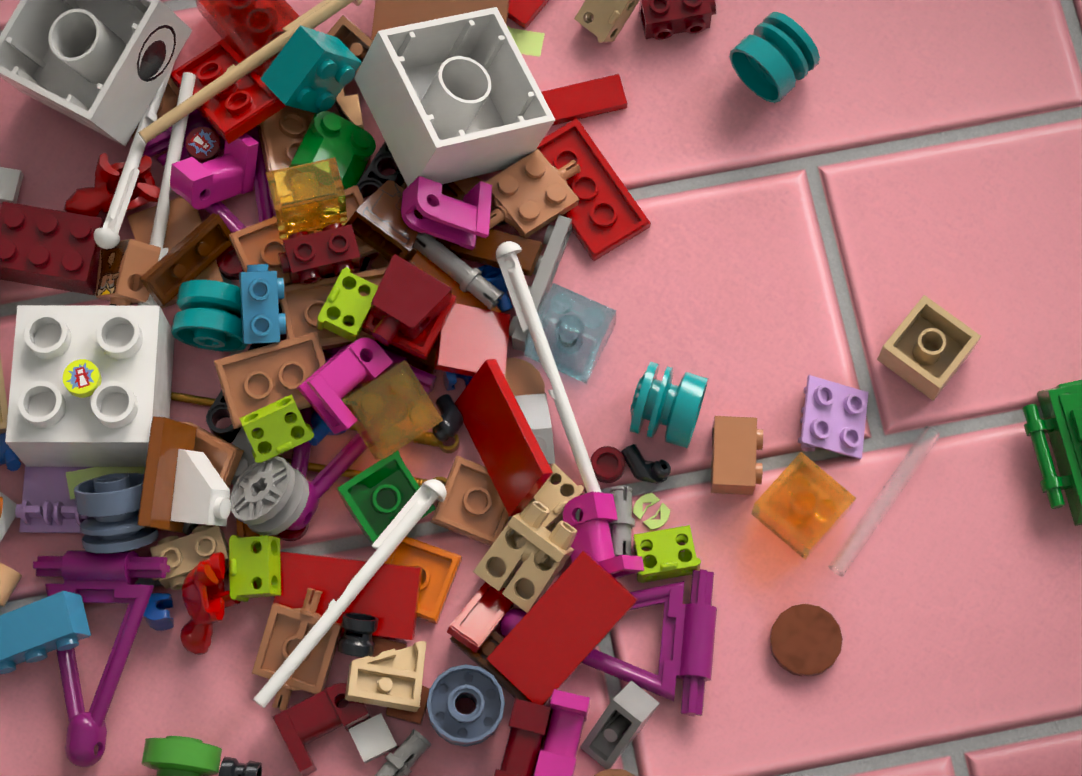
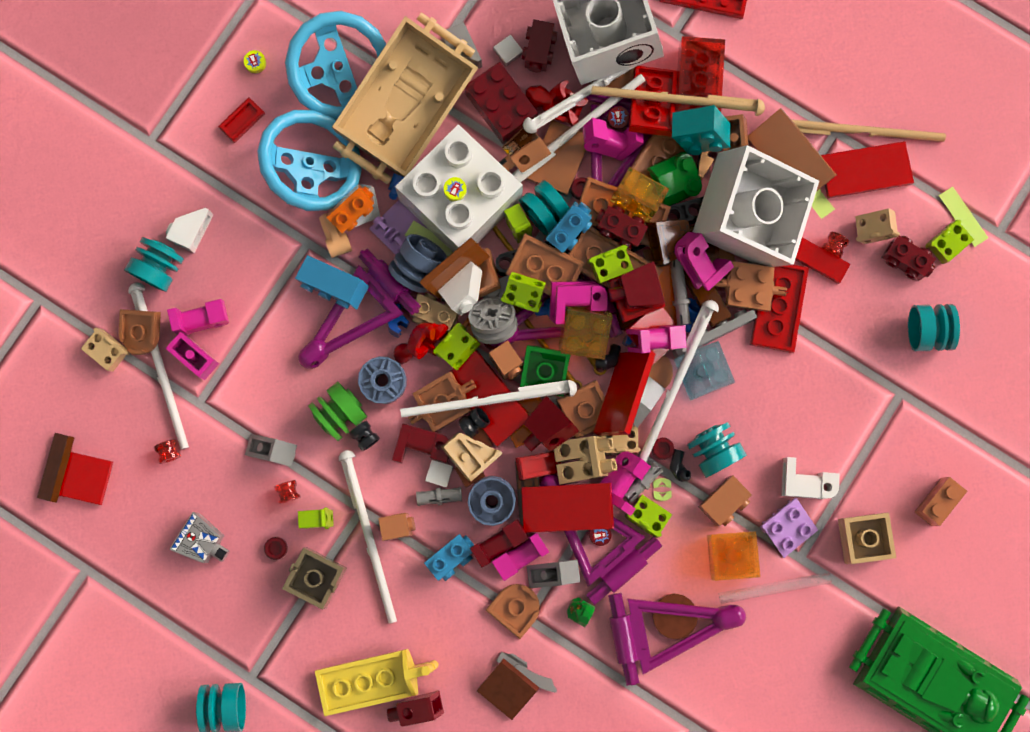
camera: 40 degrees right, 10 degrees up
(39, 154) = (538, 52): none -> dark red brick
(187, 259) = (559, 169): reddish brown tile -> none
(188, 670) = (369, 377): none -> sand blue wheel
(193, 362) = (517, 222): none -> lime piece
(329, 529) = (506, 361): none -> nougat brick
(451, 556) = (548, 426): none -> dark red torso
(483, 338) = (656, 338): none -> piece
(581, 65) = (836, 244): none -> clear red wheel
(631, 630) = (600, 536): none -> tile
(693, 738) = (580, 611): none -> green rock
(781, 711) = (631, 637): none -> magenta piece
(808, 352) = (807, 485): none -> white piece
(967, 234) = (940, 501): none -> nougat brick

